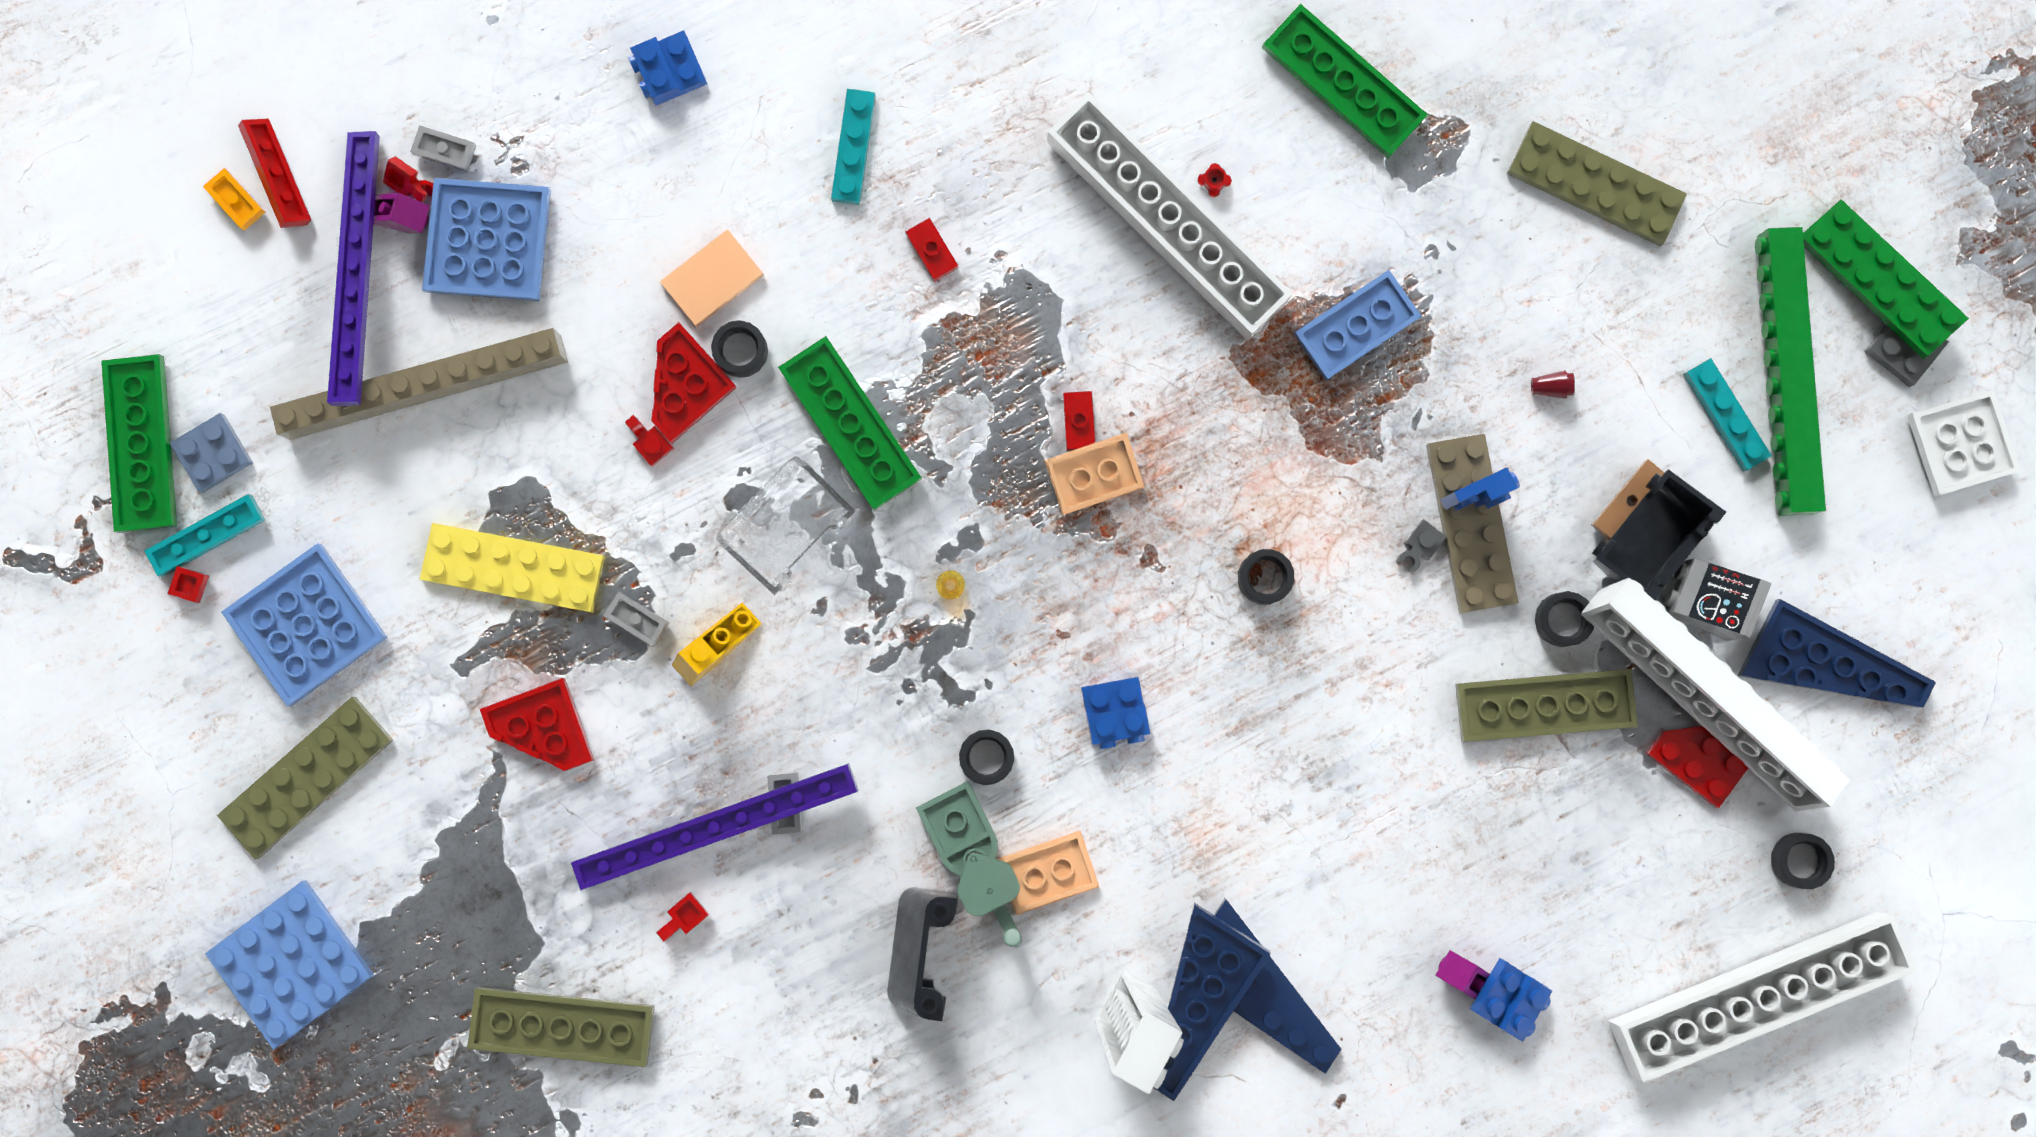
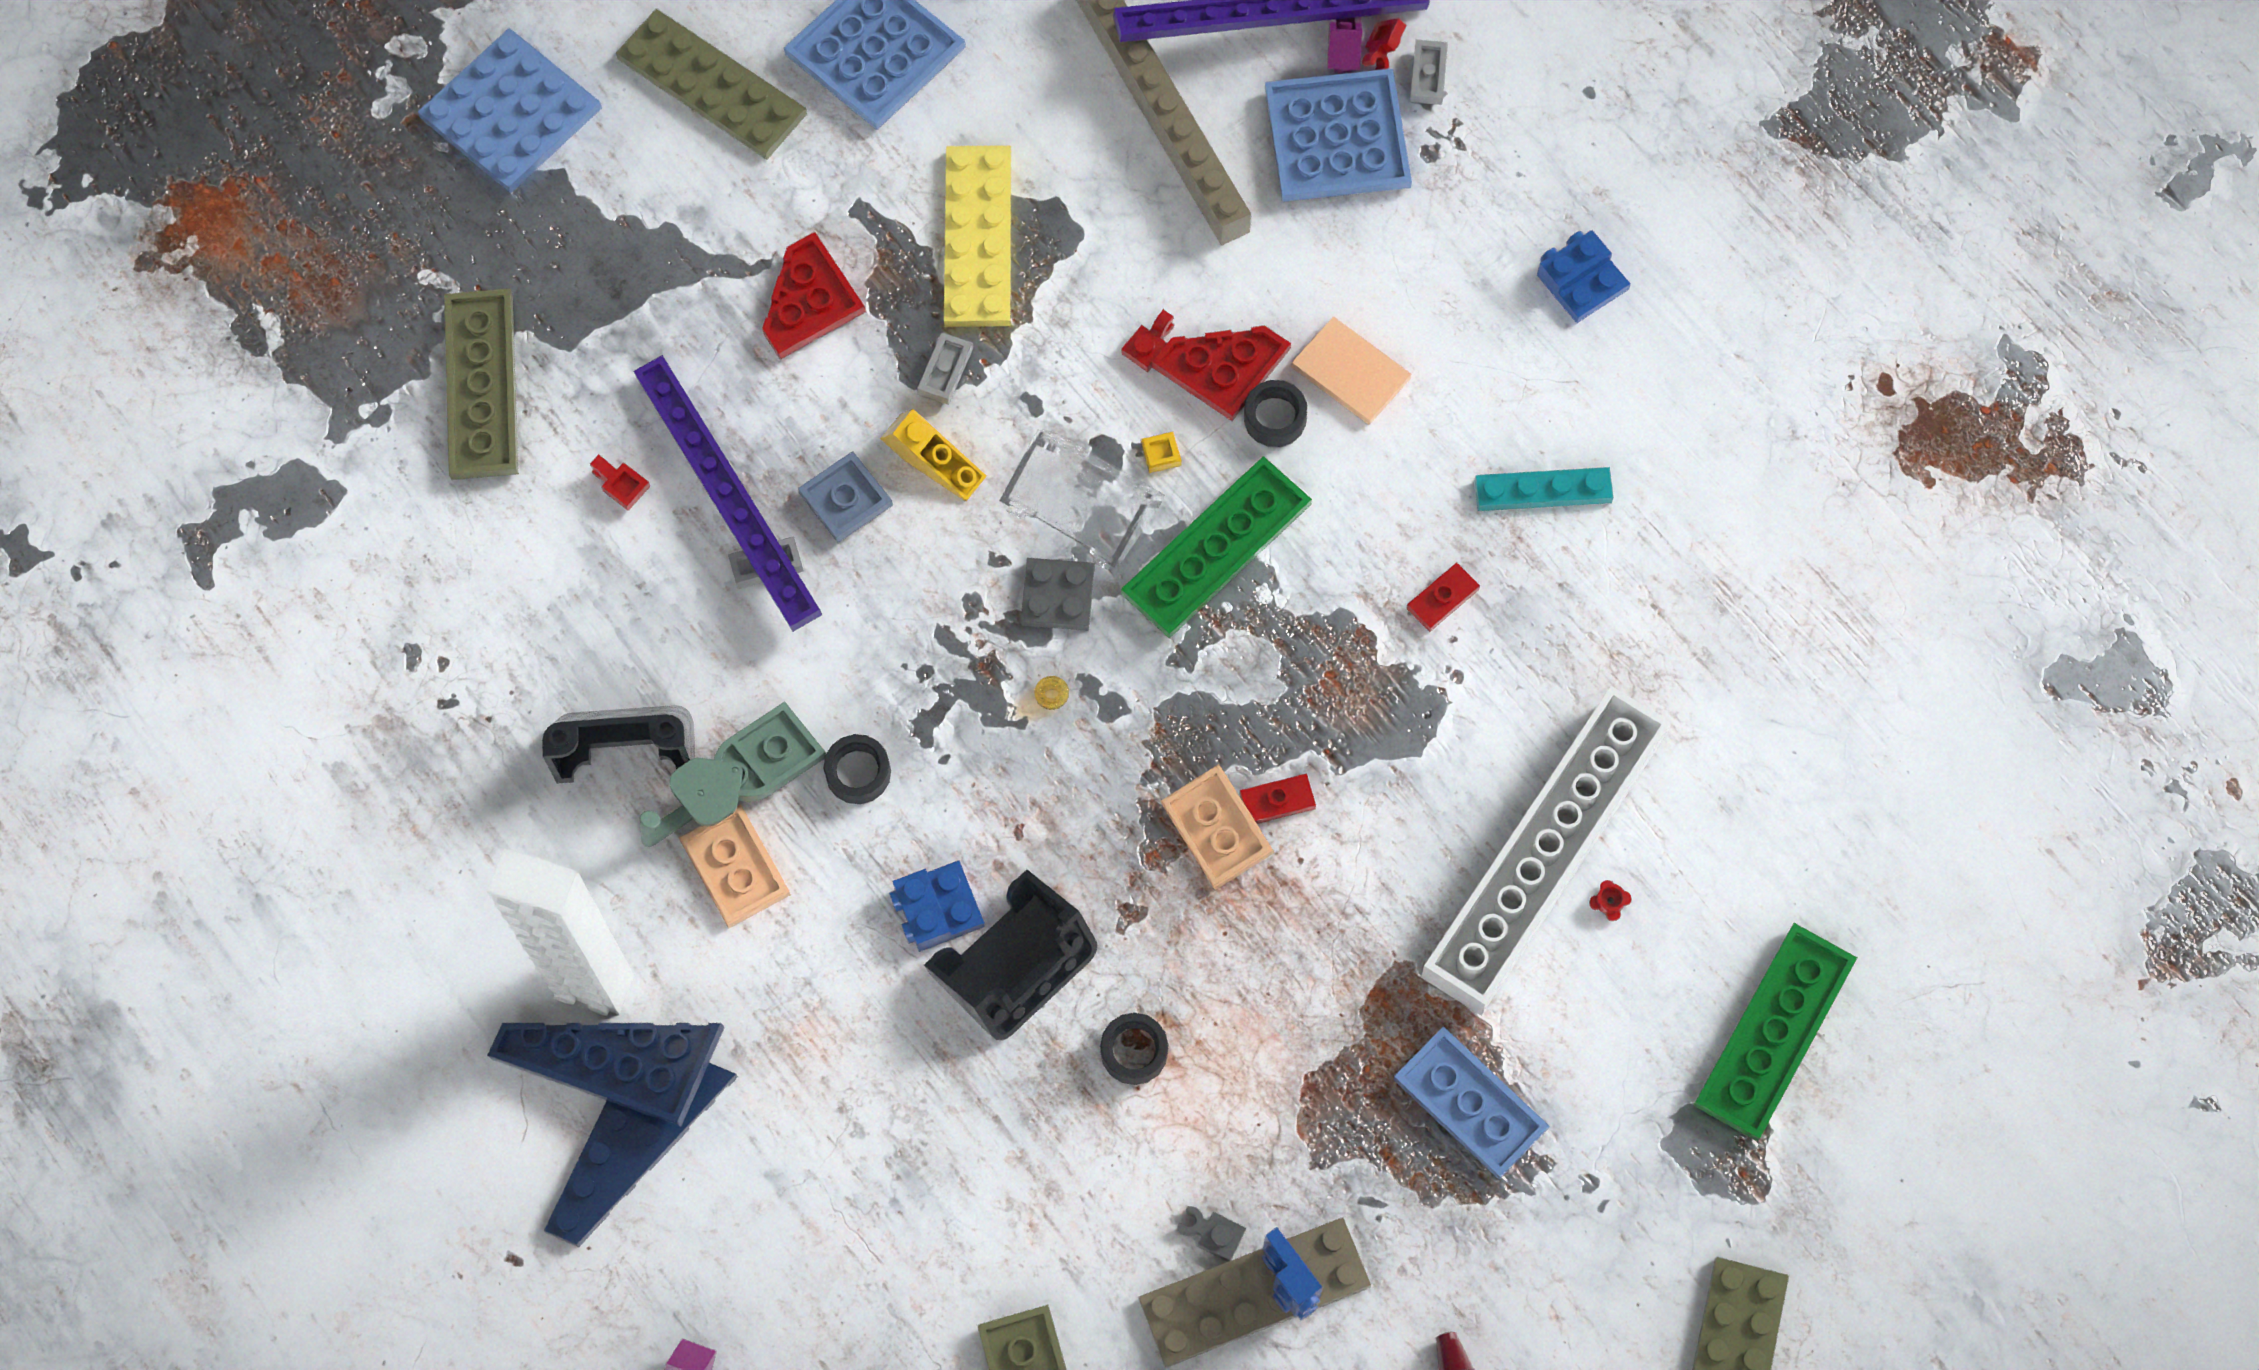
camera: 85 degrees right, 15 degrees down
(738, 725) = (845, 496): none -> sand blue plate
(752, 452) = (1161, 452): none -> yellow tile
(863, 563) = (1057, 594): none -> dark grey plate
(1175, 658) = (1018, 959): none -> black windscreen

